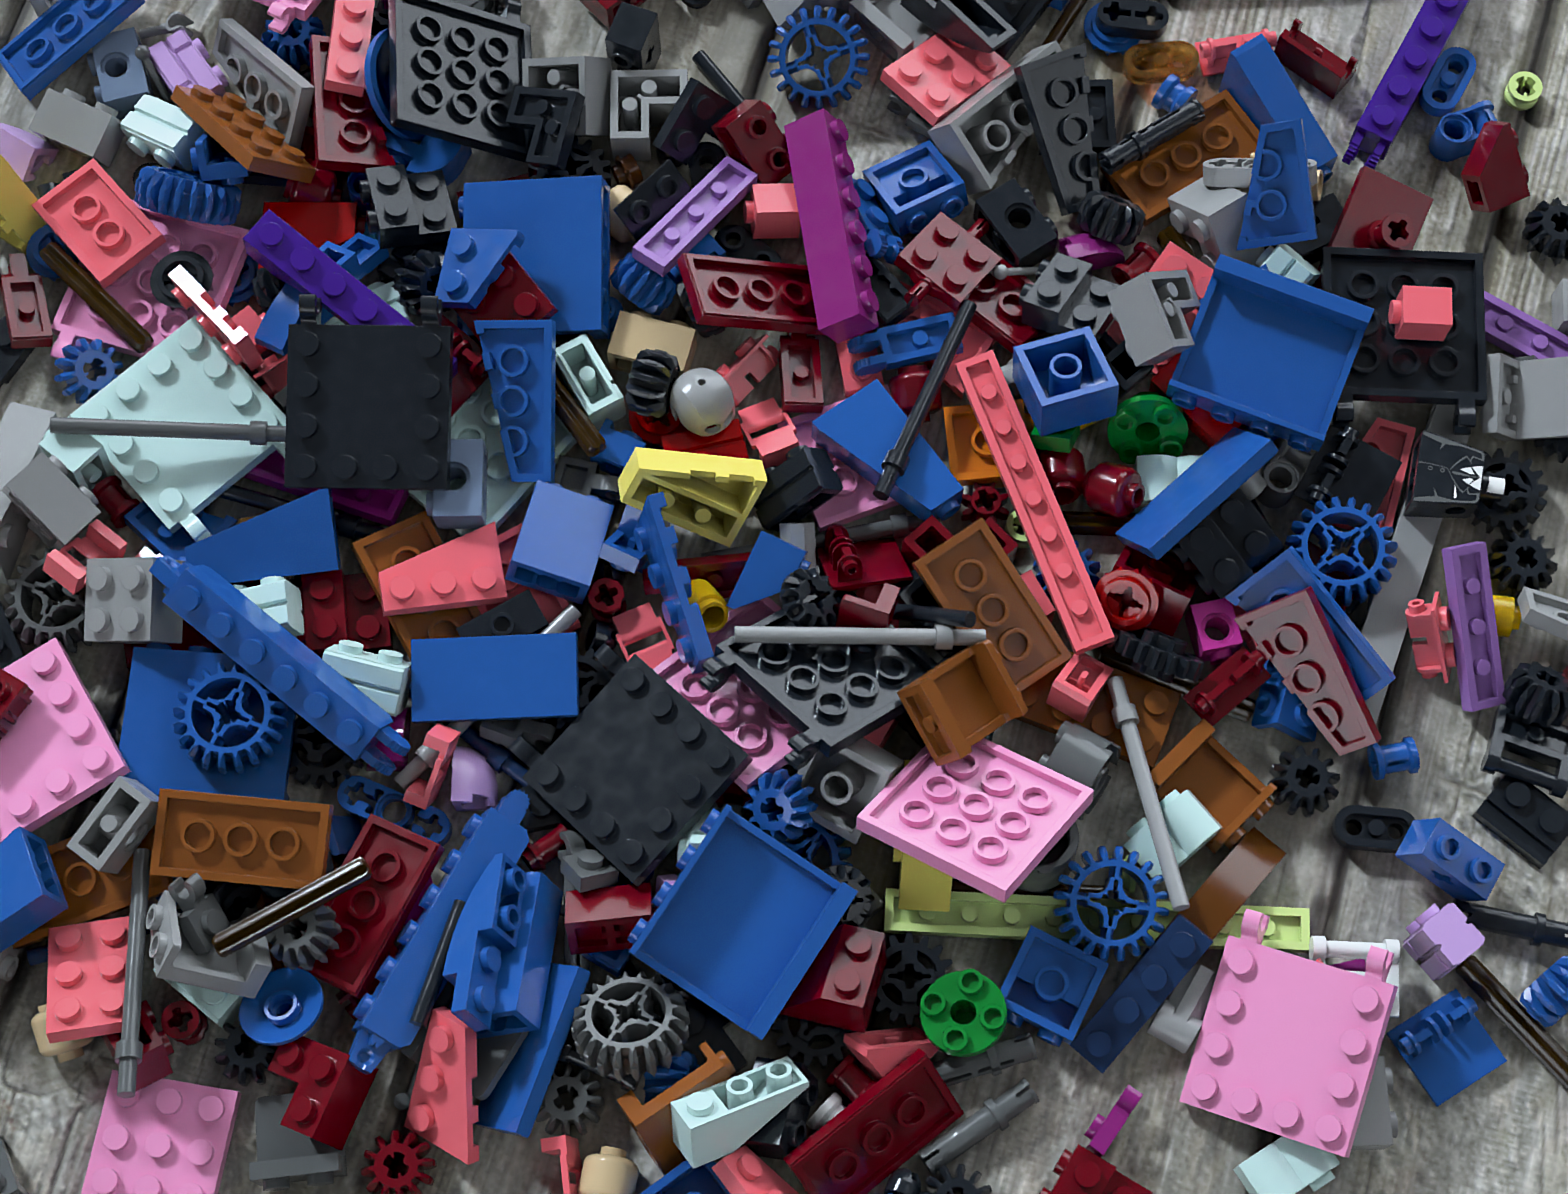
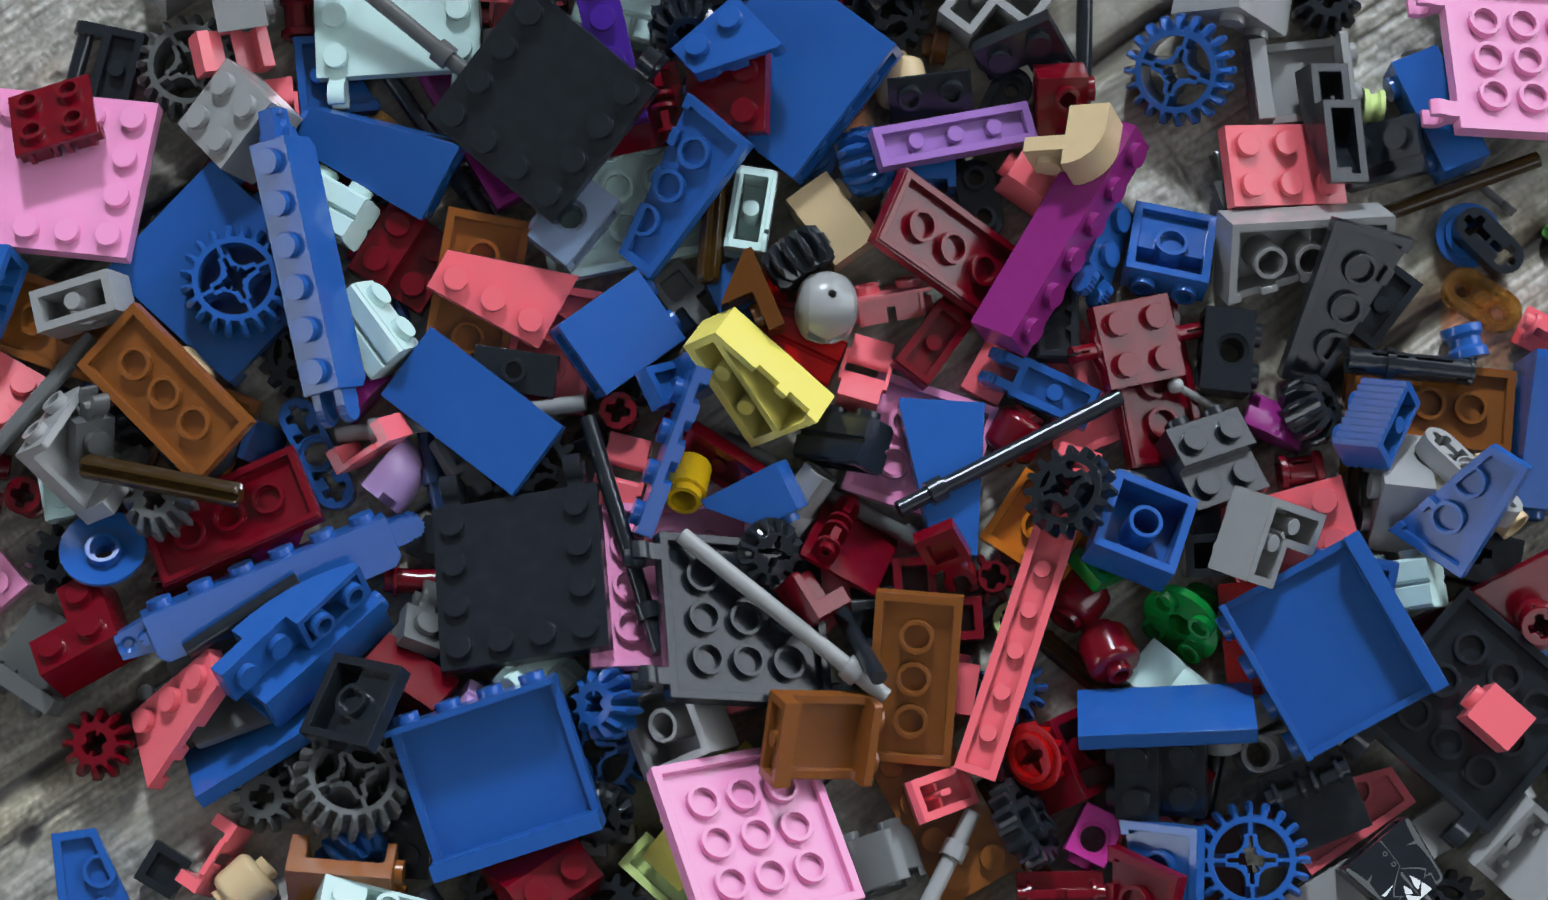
camera: 40 degrees right, 10 degrees up
(588, 950) = (354, 704): none -> black plate
(637, 425) = (750, 285): none -> reddish brown slope
(752, 713) = (646, 608): none -> black bar
(800, 152) = (1084, 150): none -> tan brick
(940, 500) = (946, 551): none -> dark red plate
(995, 407) = (1071, 492): none -> black gear
(1163, 187) = (1375, 423): none -> blue brick

